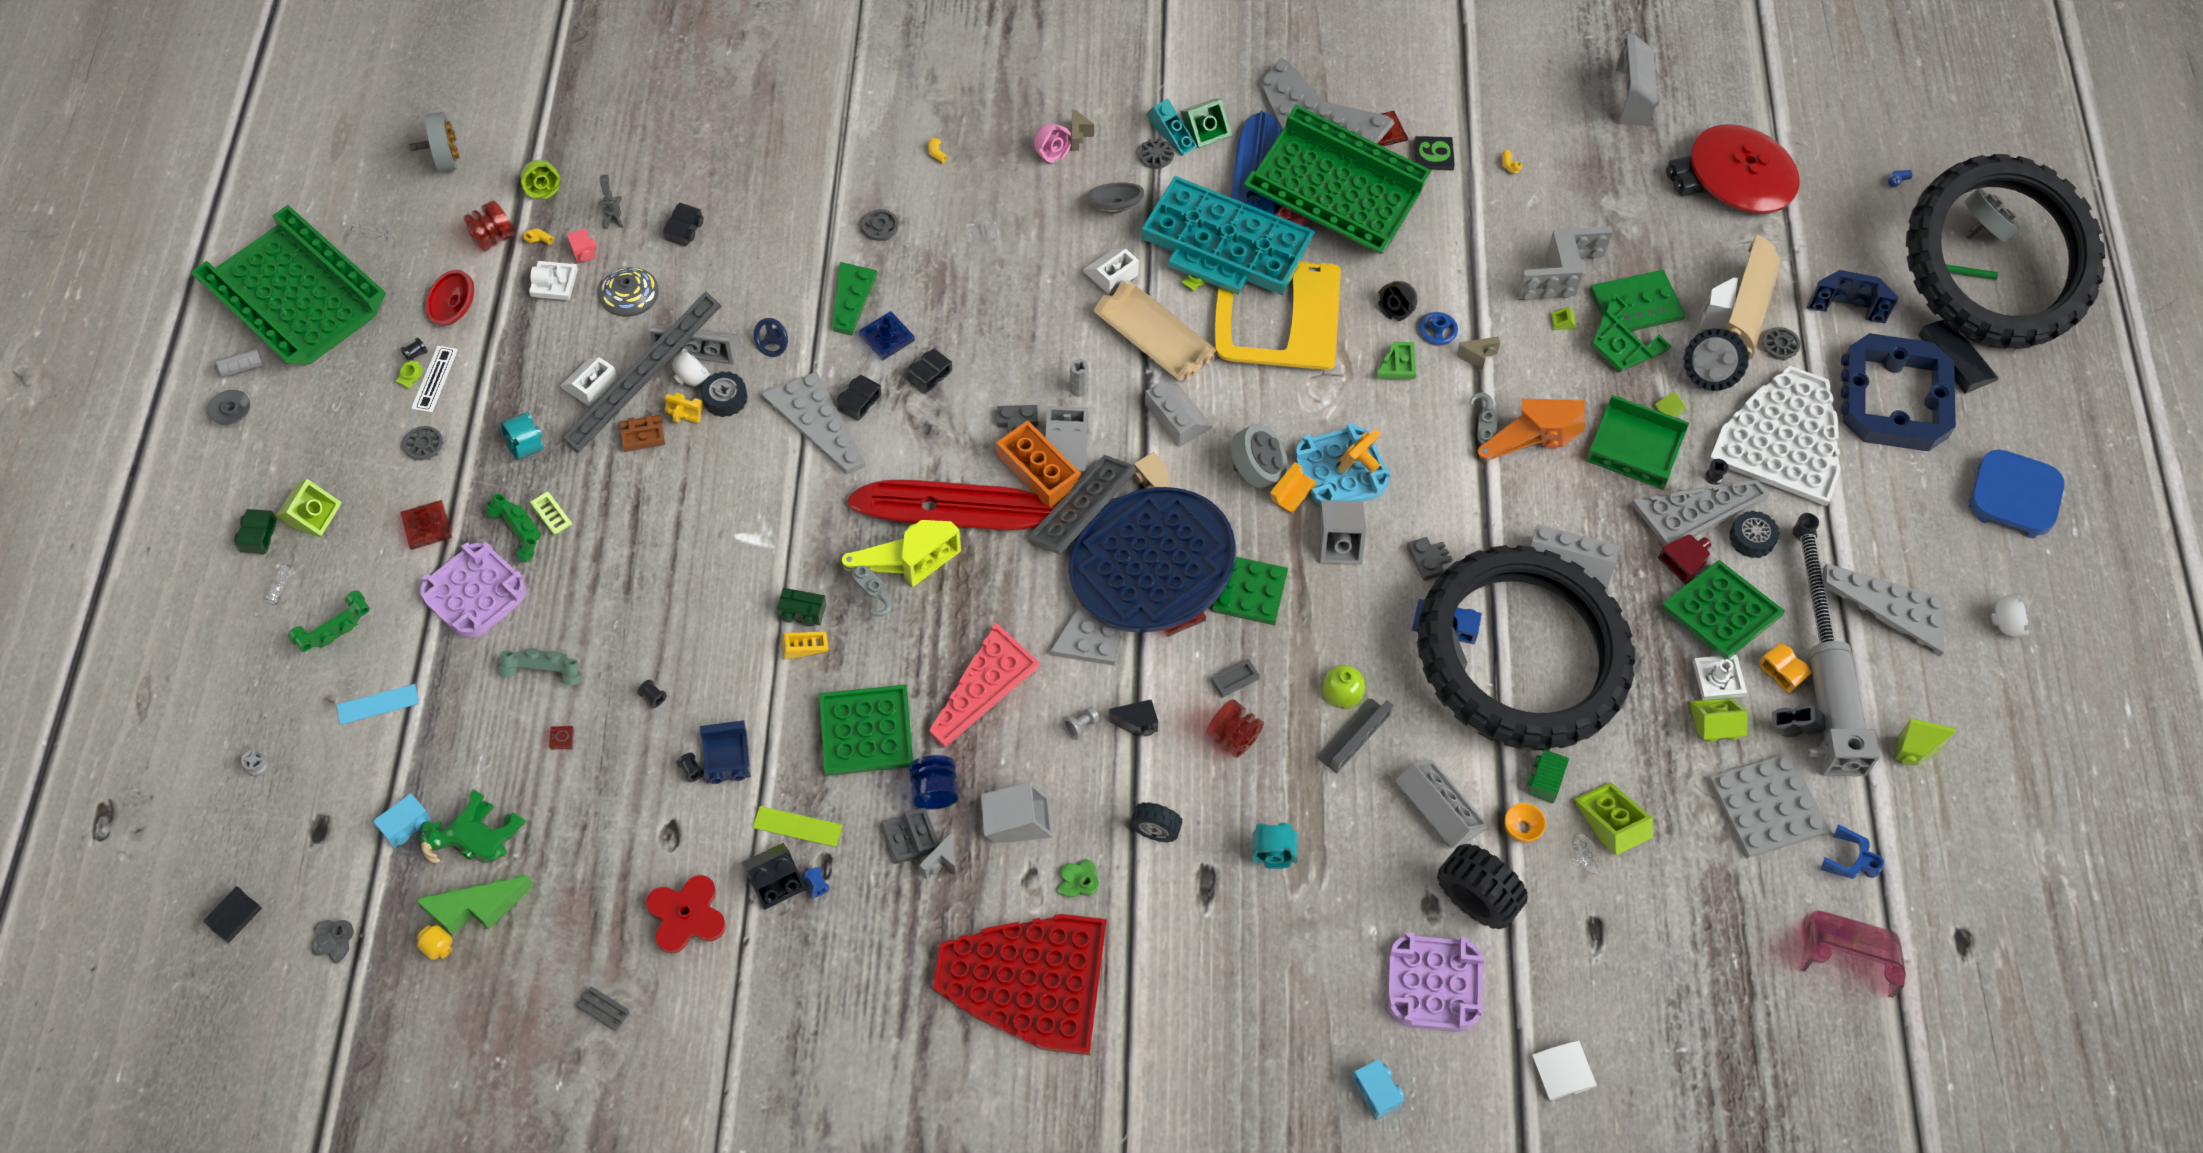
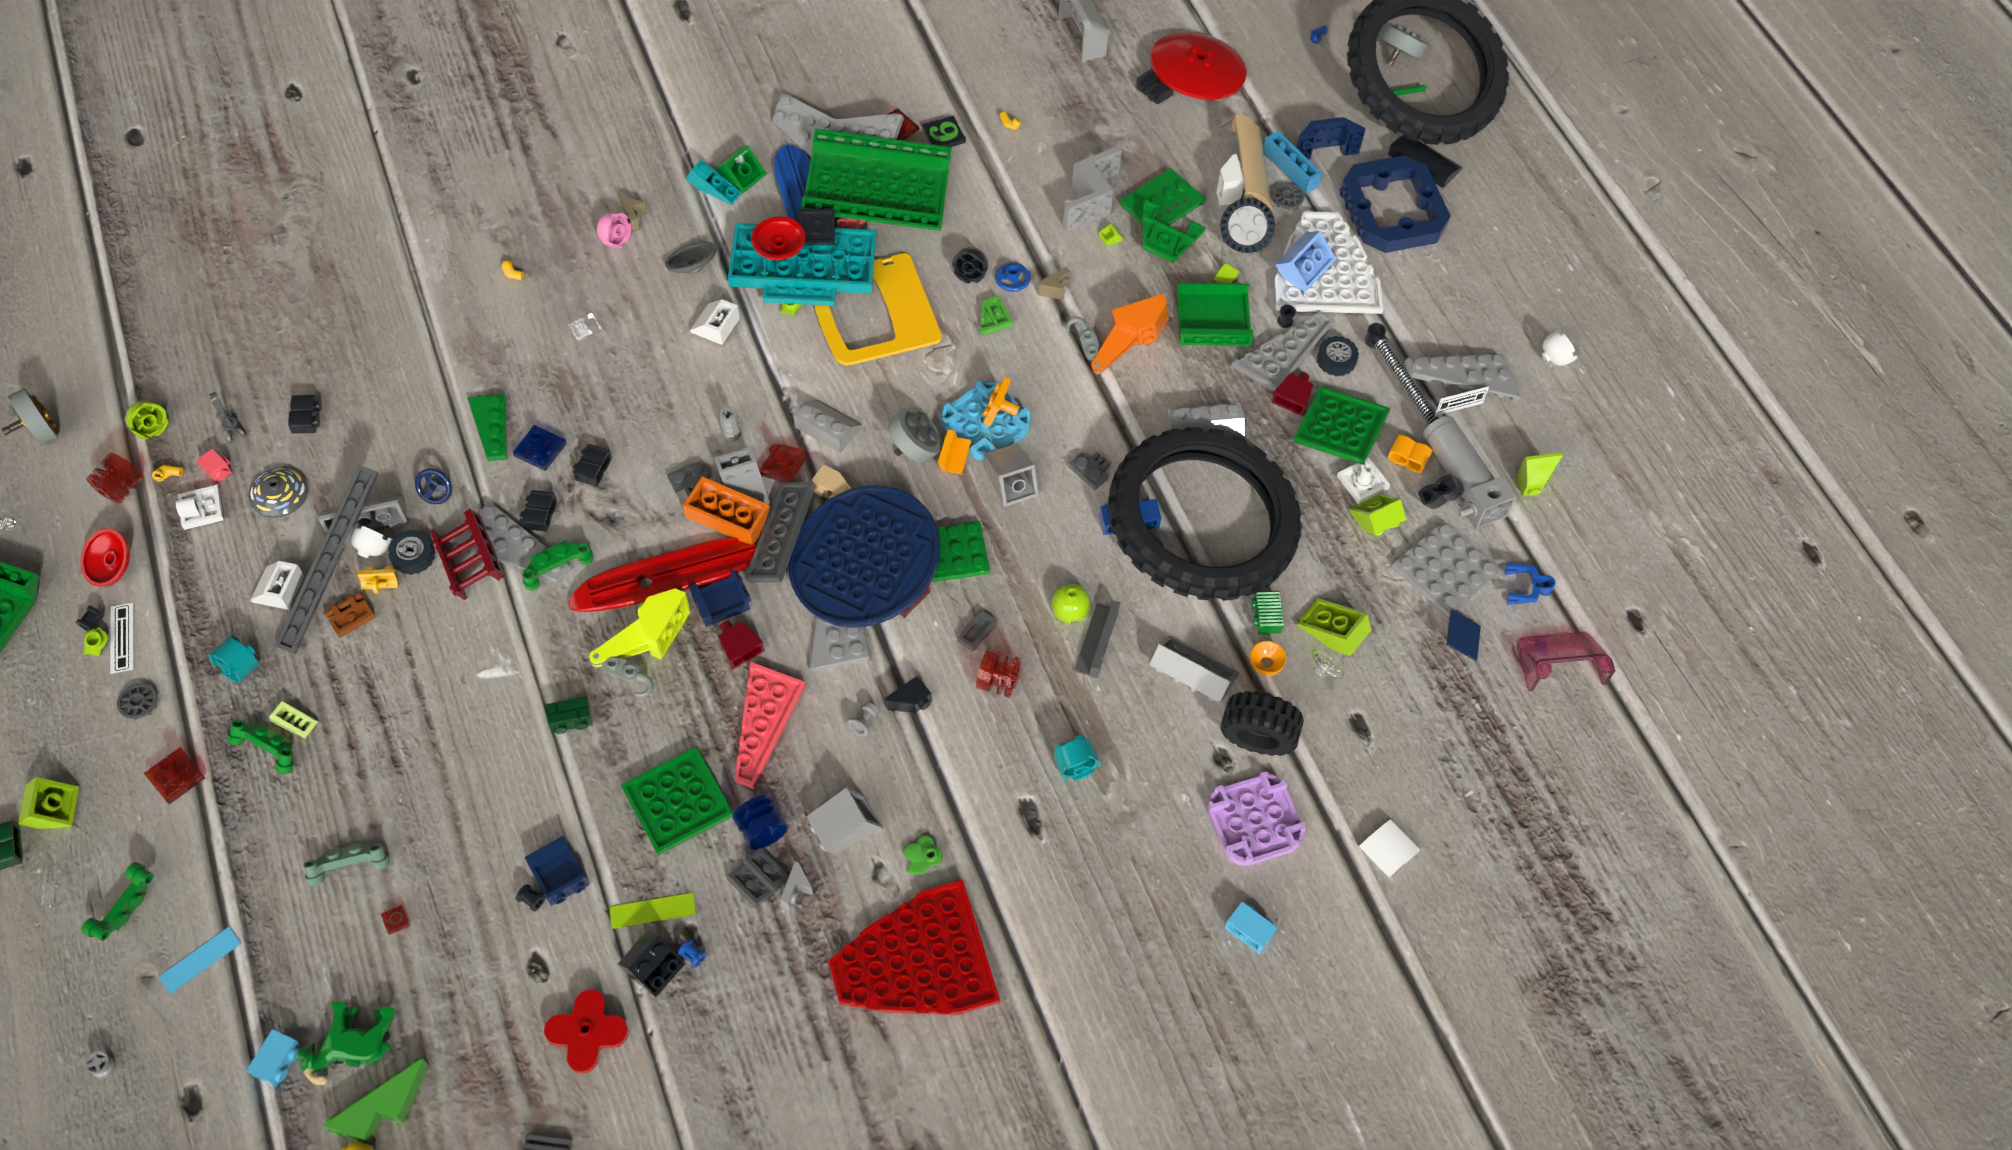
camera: 25 degrees left, 0 degrees up
(473, 590) = (248, 818): lavender tile -> none
(652, 693) = (464, 845): black bush -> none
(789, 421) = (485, 553): none -> dark red fence
(804, 650) = (582, 756): yellow slope -> none
(851, 449) = (552, 558): none -> green plate
(880, 226) = (489, 354): dark grey wheel -> none
(992, 600) = (739, 643): none -> dark red torso
(994, 550) = (721, 599): none -> dark blue panel
(1115, 435) = (780, 461): none -> clear red plate
(1155, 331) = (777, 361): tan cylinder -> none
(1156, 153) = (708, 210): dark grey wheel -> none
(1156, 822) = (968, 779): black wheel -> none
(1208, 205) = (778, 238): none -> red dish
(1253, 207) = (818, 226): none -> black tile
(1752, 882) = (1463, 635): none -> dark blue piece
(1765, 419) = (1306, 260): none -> light blue slope
(1800, 308) = (1292, 162): none -> dark azure brick
(1870, 632) = (1461, 401): none -> white sticker
(2017, 492) = (1517, 251): blue tile -> none

